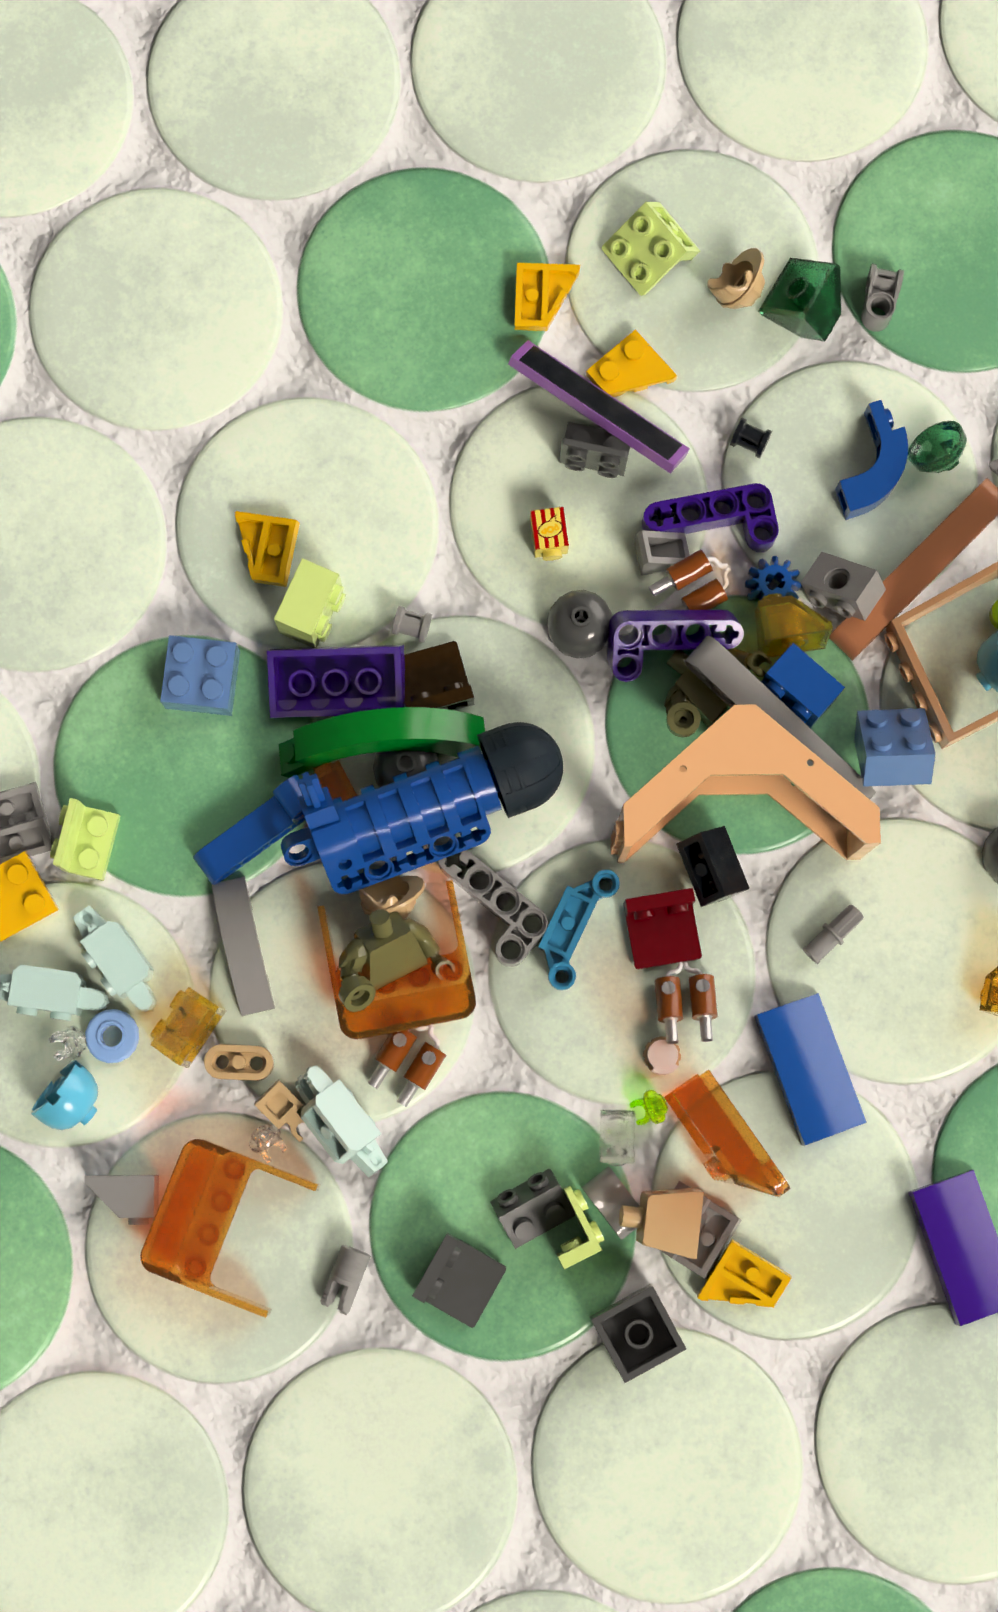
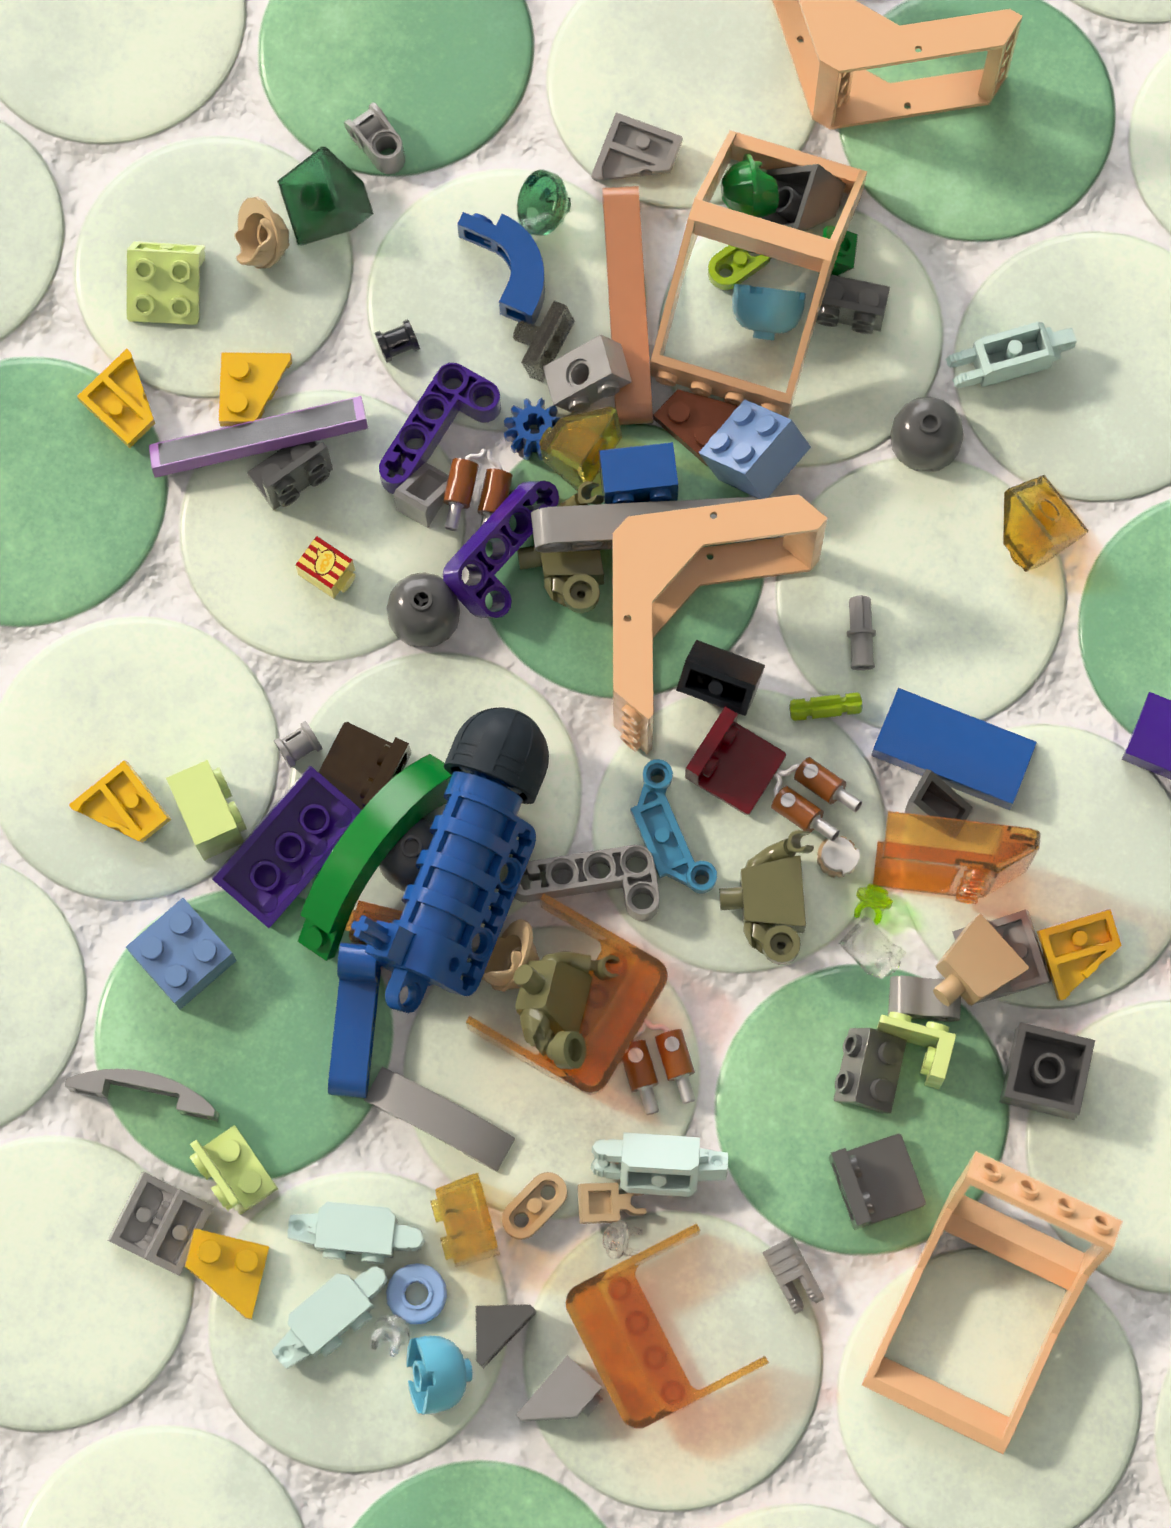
camera: 45 degrees left, 5 degrees down
(106, 770) = (98, 1083): none -> light grey slope
(134, 1109) = (496, 1328): none -> dark grey slope
(508, 1420) = (1013, 1243): none -> light nougat window
(590, 1037) = (772, 899): none -> olive torso
(758, 1094) = (937, 799): none -> dark grey slope
(759, 955) = (825, 706): none -> lime axle
(842, 536) = (545, 340): none -> clear smoke tile
(880, 685) = (693, 419): none -> copper wing

